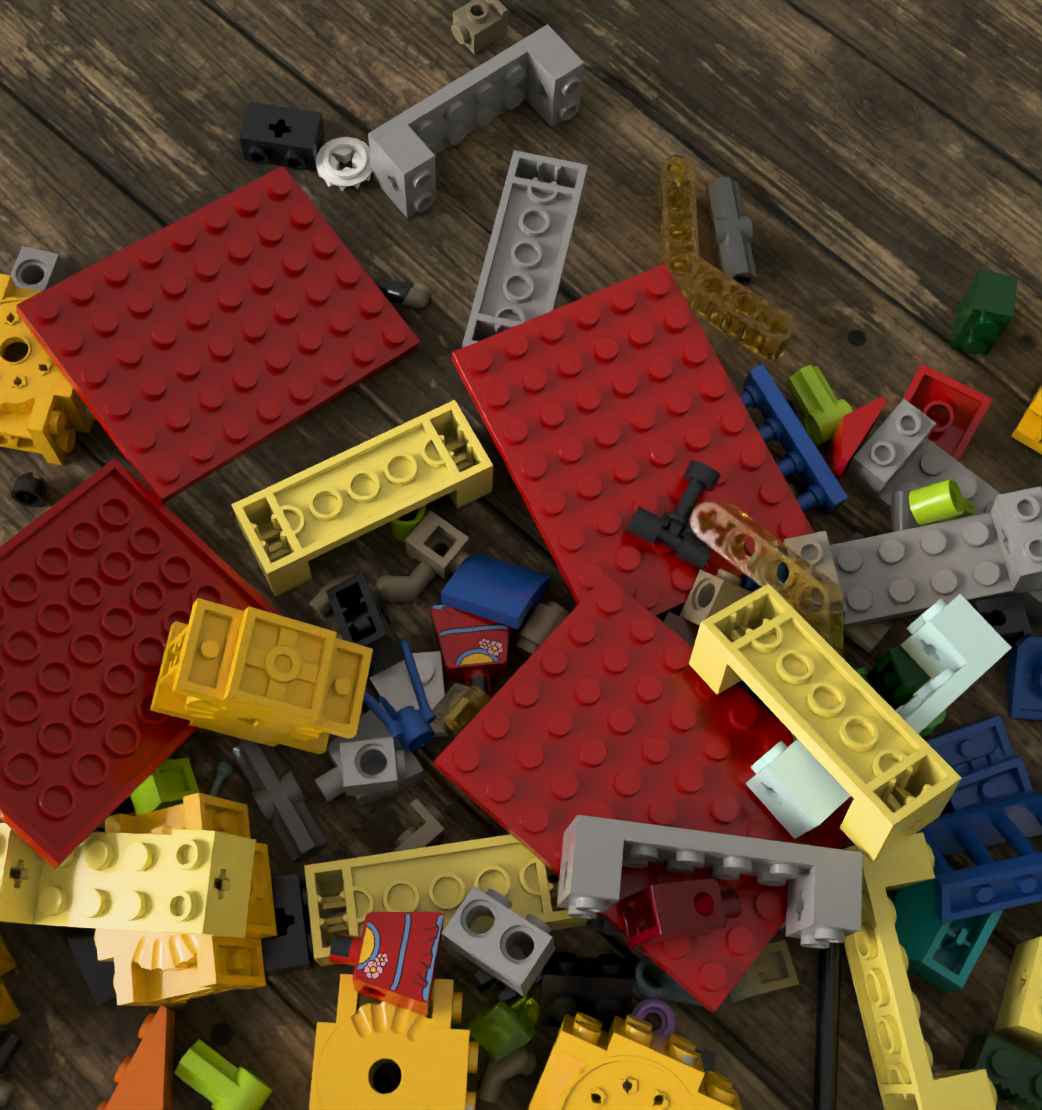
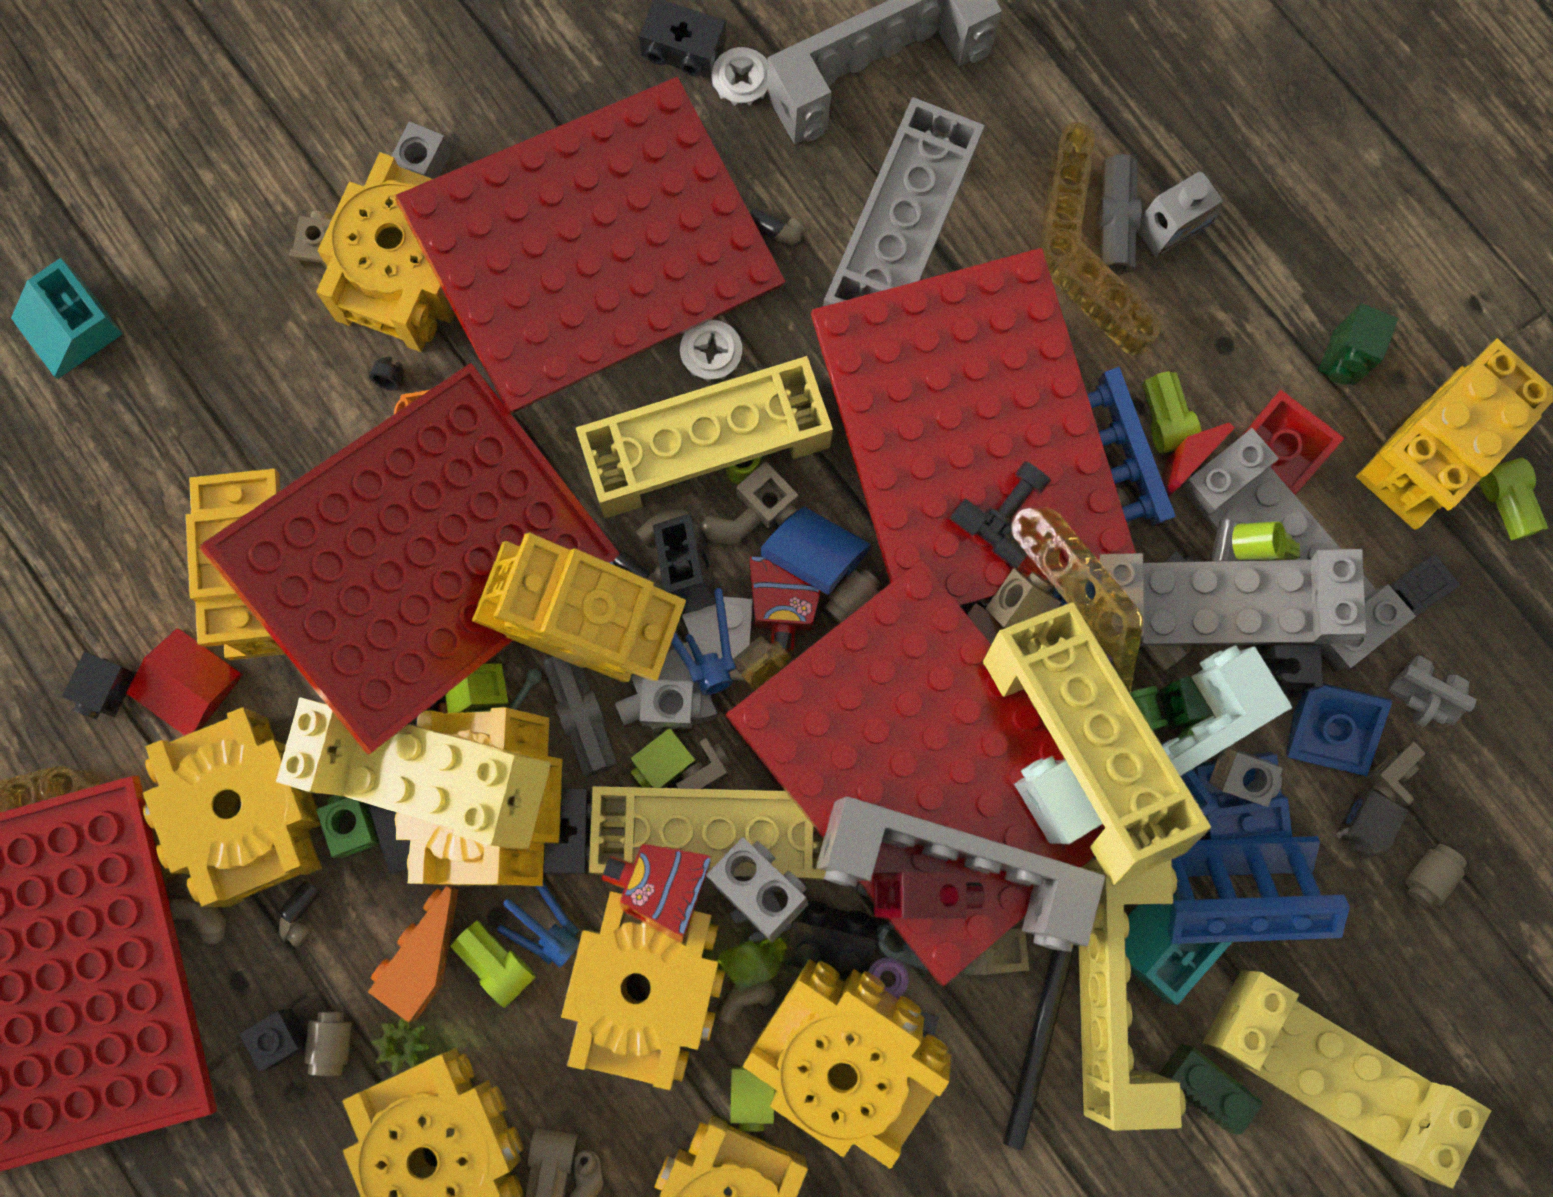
camera: 10 degrees right, 10 degrees up
(57, 974) = (359, 839): none -> bright green brick
(290, 1047) = (556, 943): none -> blue plant
(343, 408) = (699, 338): none -> white gear
(373, 829) = (661, 761): none -> lime brick
(799, 216) = (1186, 208): none -> light grey torso
(959, 737) = (1230, 771): none -> light grey brick

